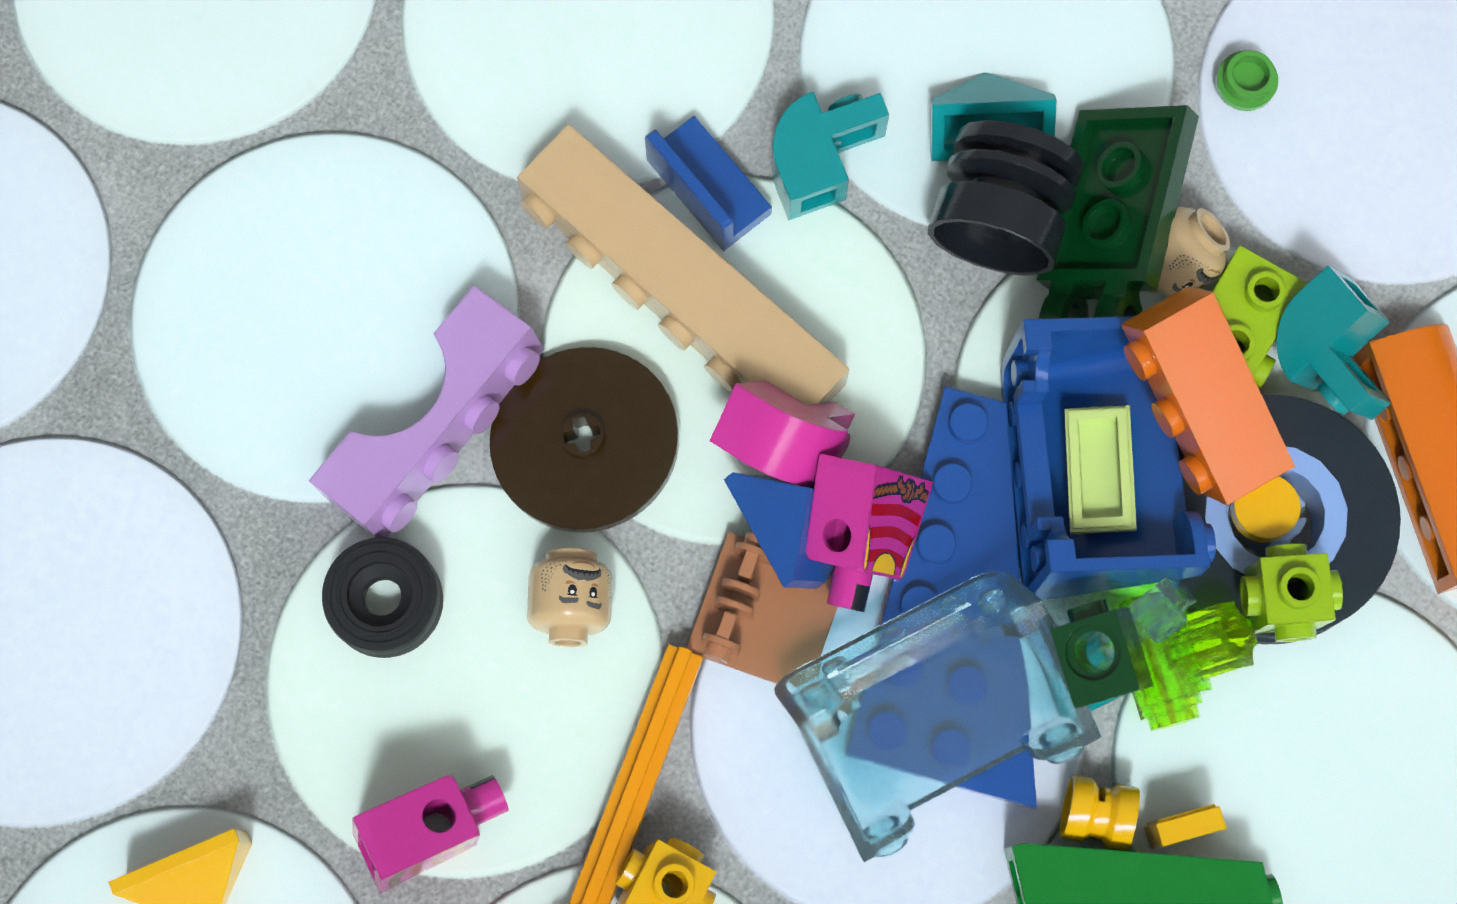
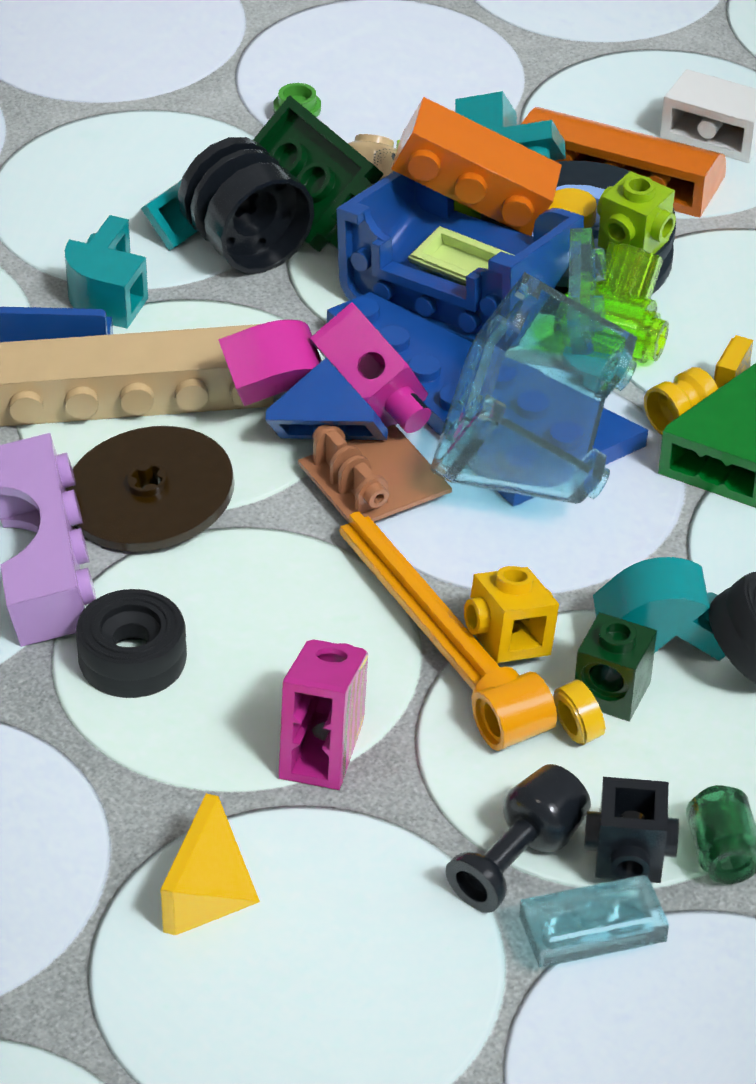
camera: 50 degrees left, 35 degrees down
(569, 596) = (250, 543): tan head -> none
(1086, 682) = (586, 256): dark green brick -> none

